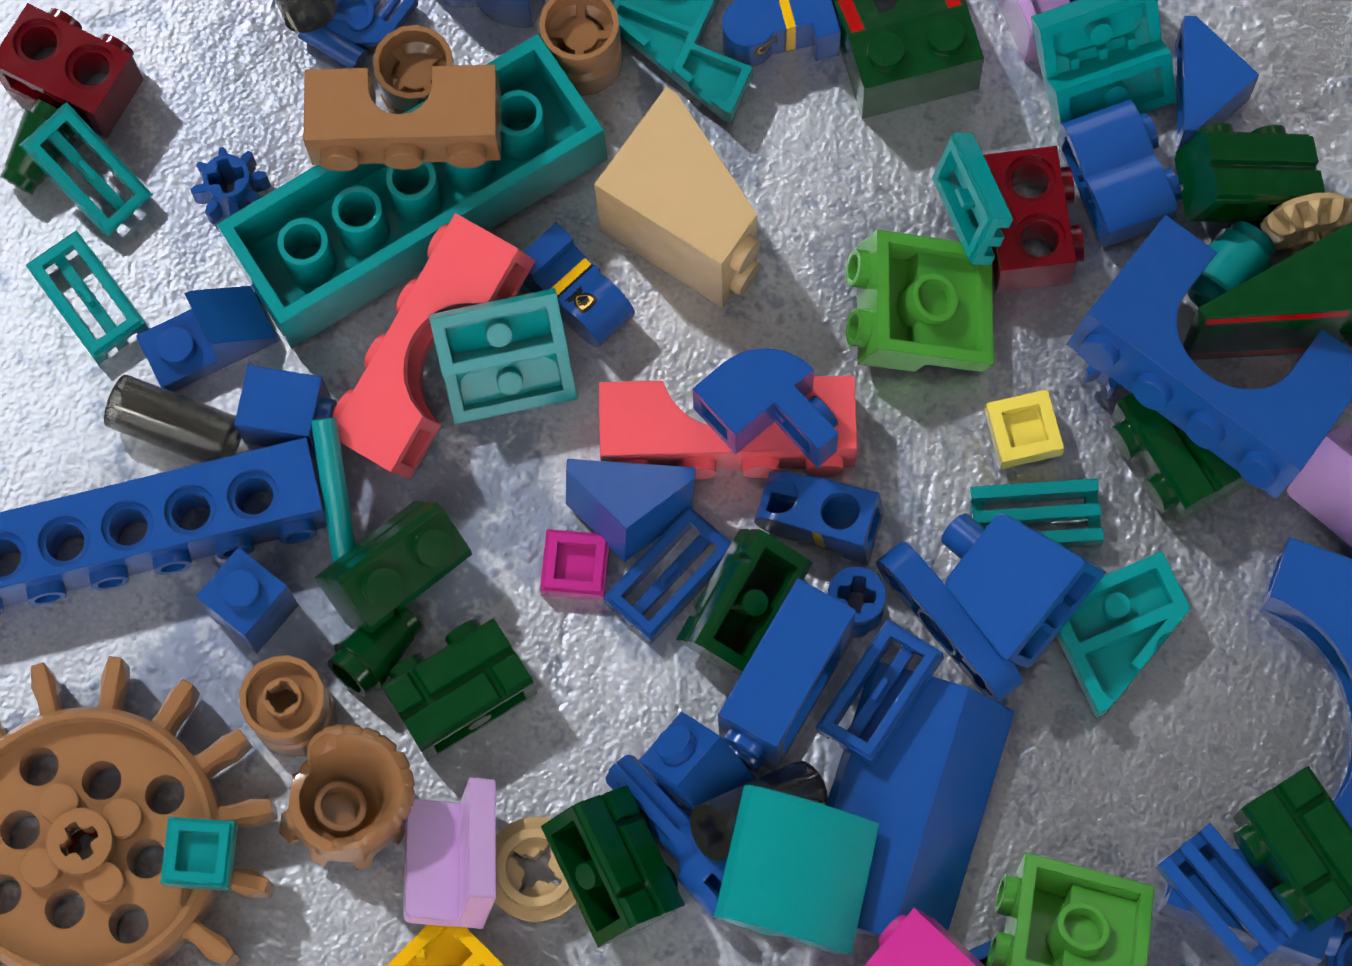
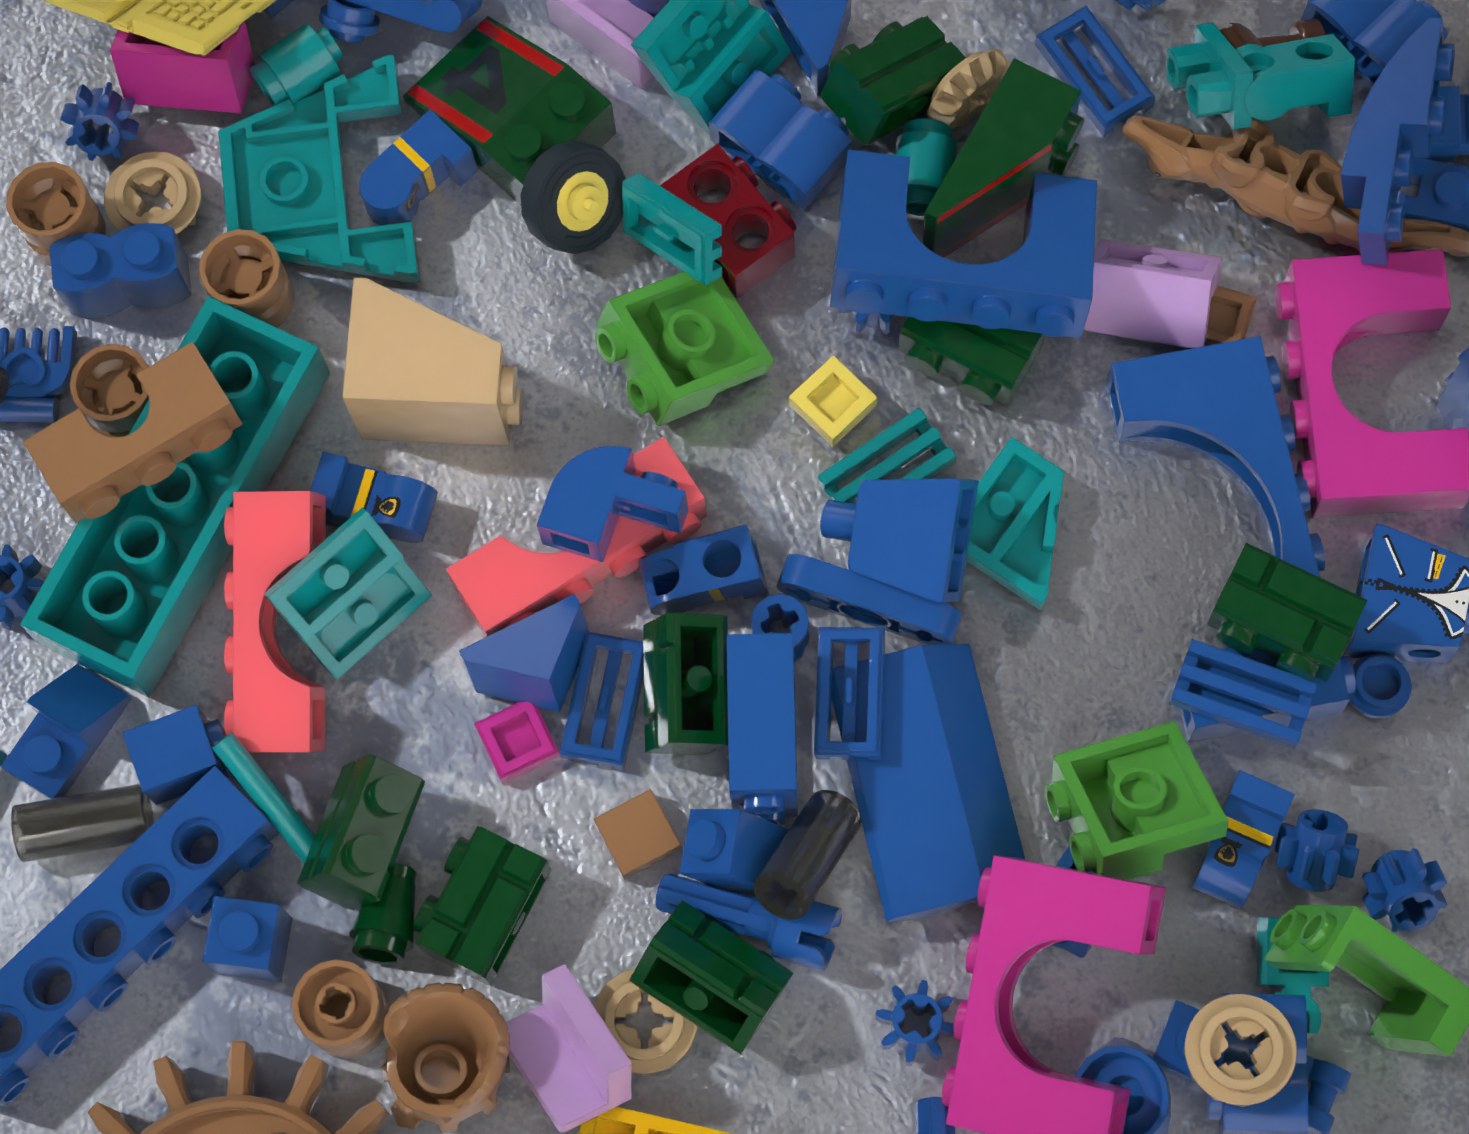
camera: 30 degrees left, 0 degrees up
(627, 706) = (637, 834): none -> medium nougat tile
(797, 870) = (874, 884): teal slope -> none
(902, 123) = (573, 197): none -> black wheel

